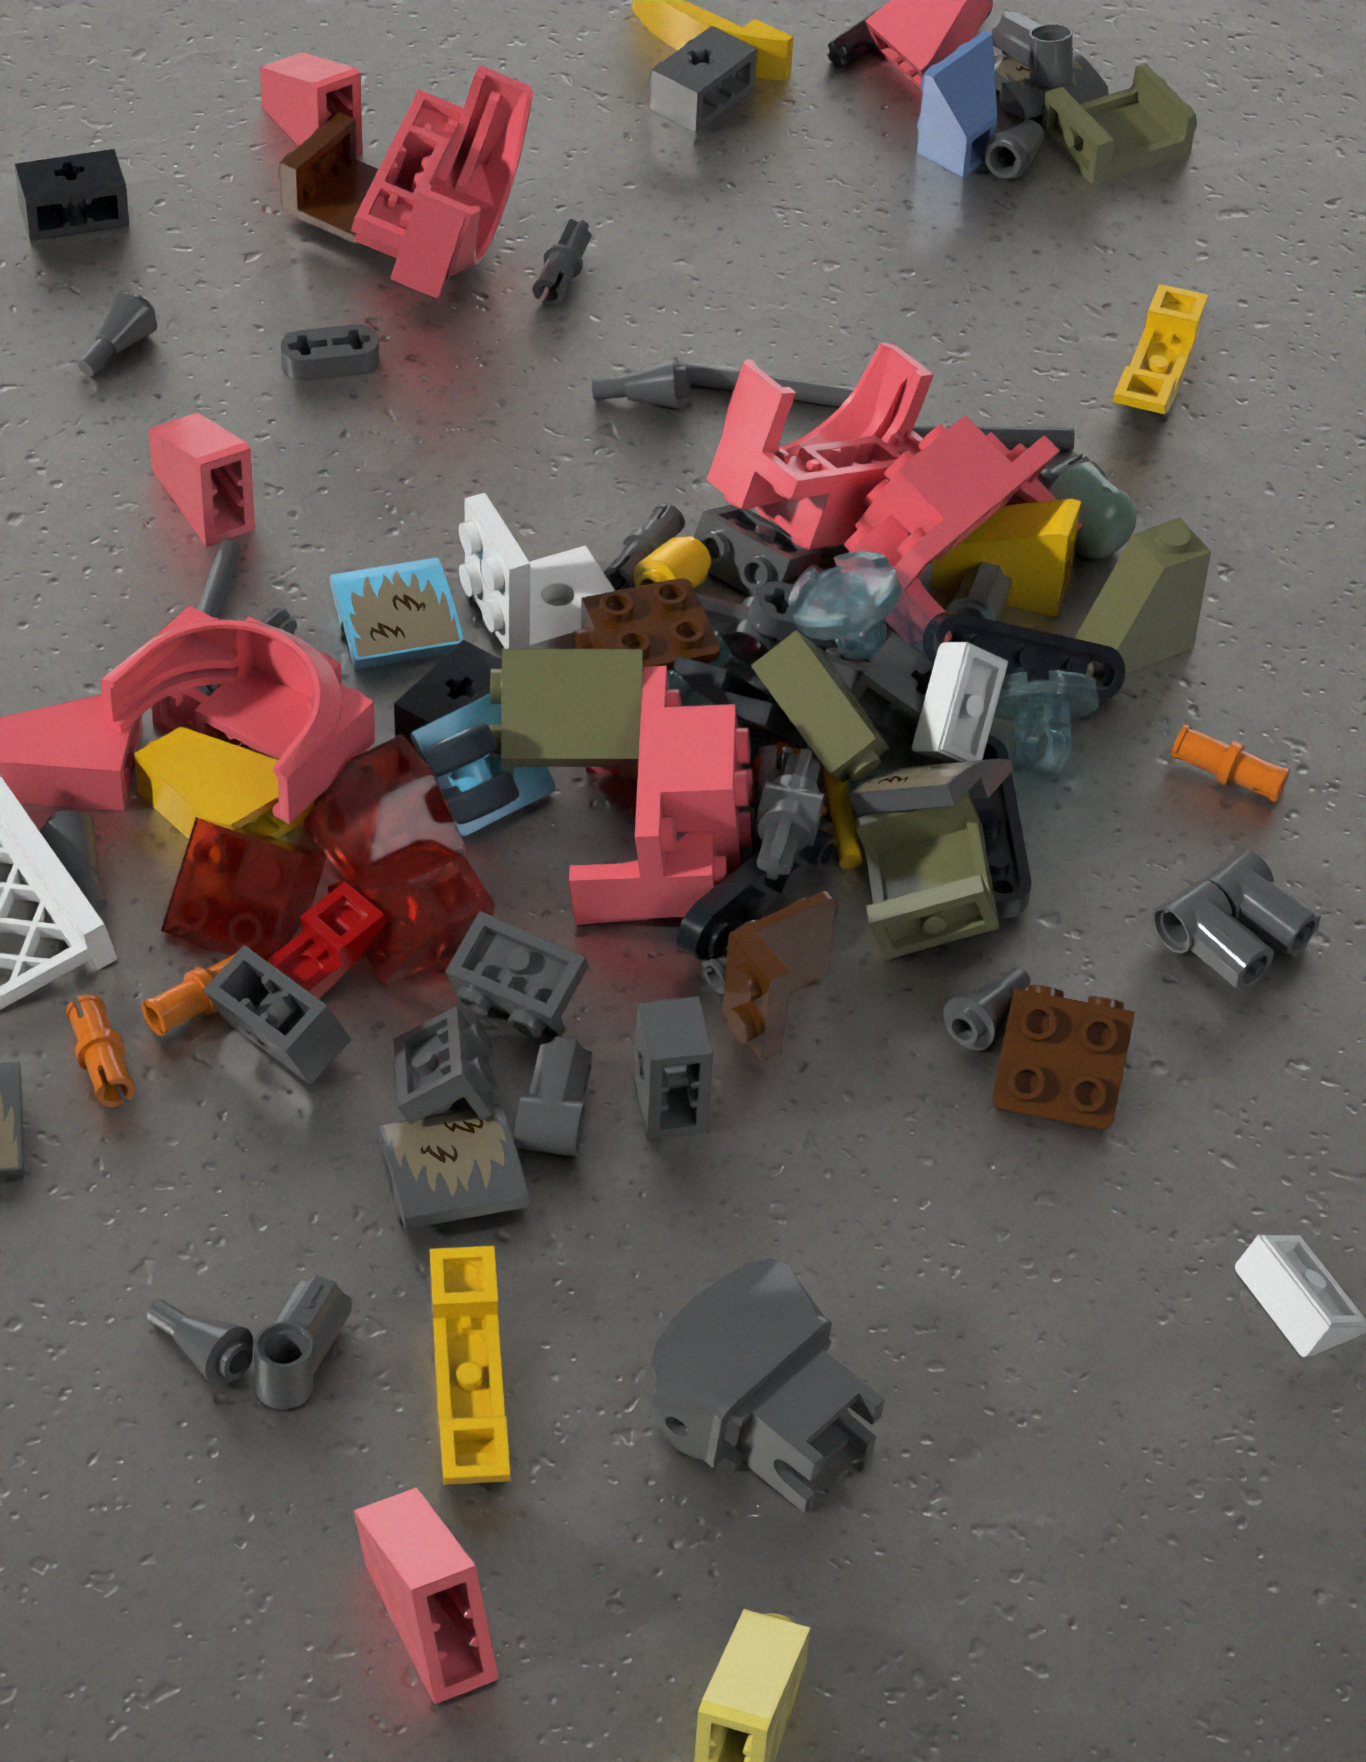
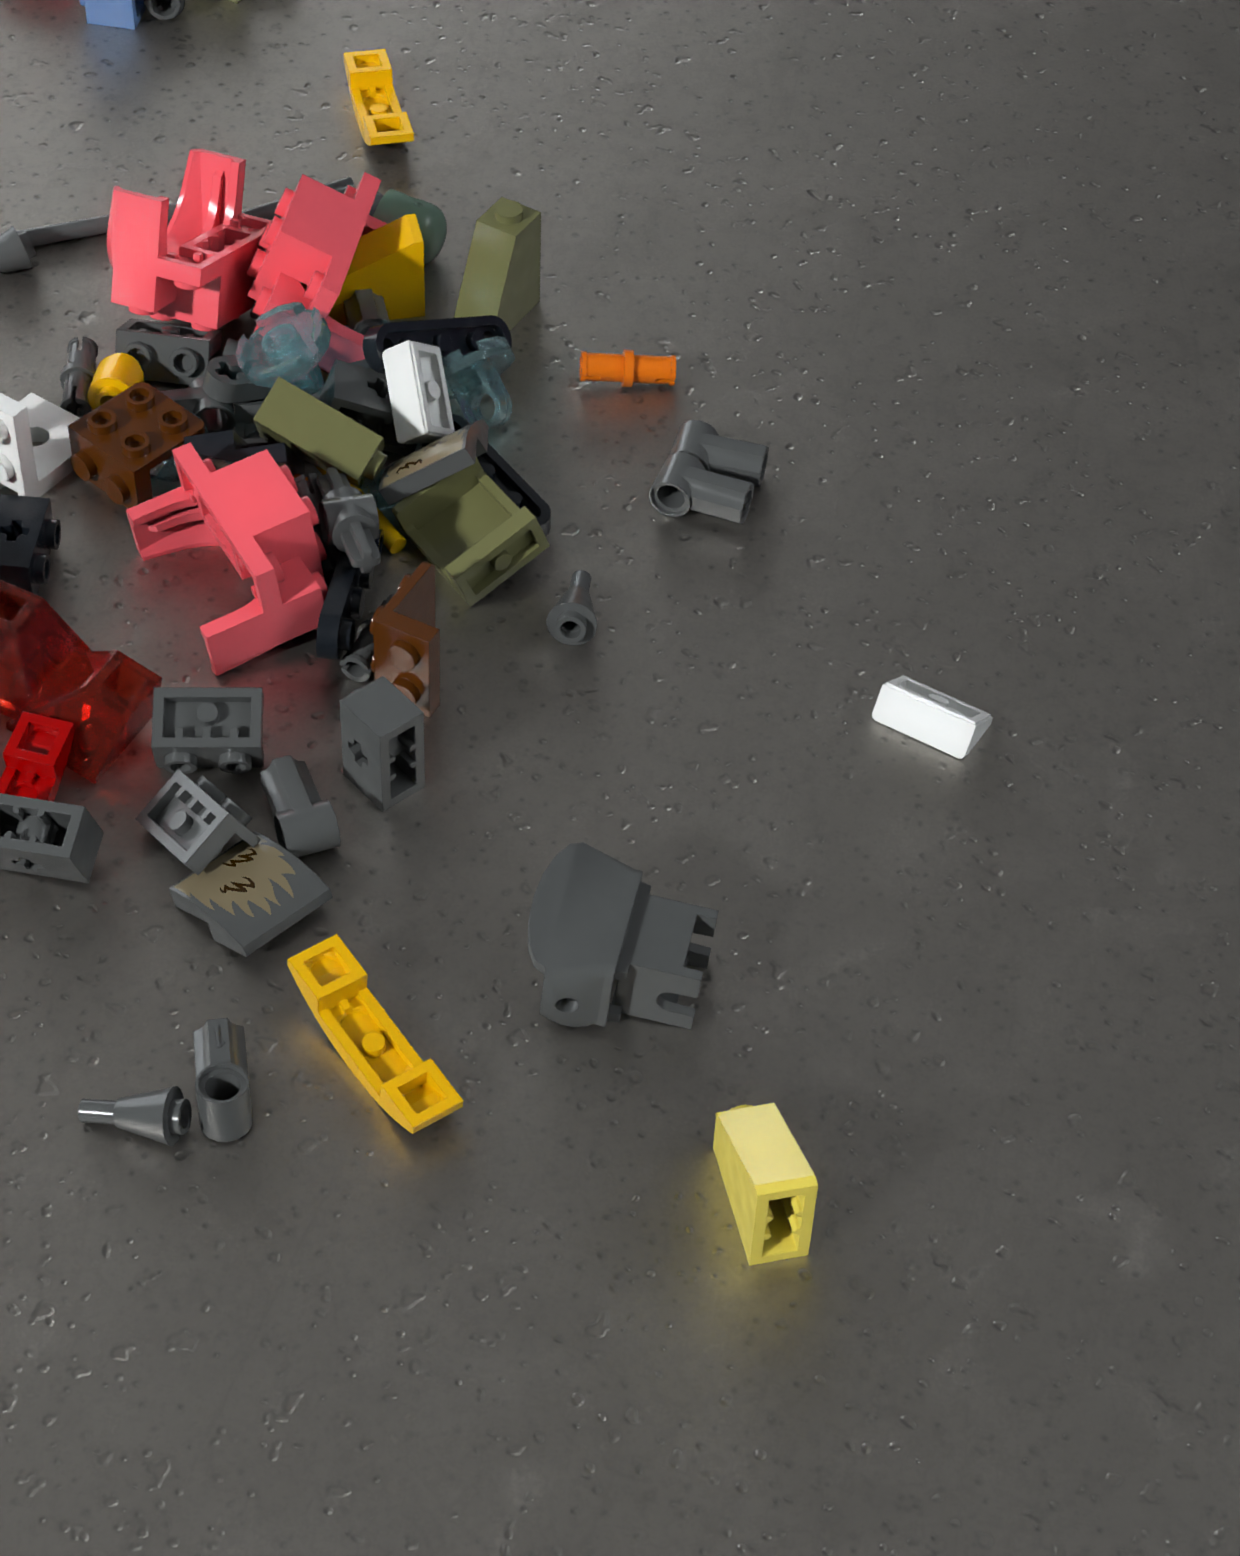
camera: 30 degrees left, 0 degrees up
(429, 1593) = (463, 1216): coral slope -> none
(471, 782) = (69, 575): plate -> none
(568, 708) = (127, 507): olive panel -> none
(1063, 1057) = (657, 618): reddish brown bracket -> none

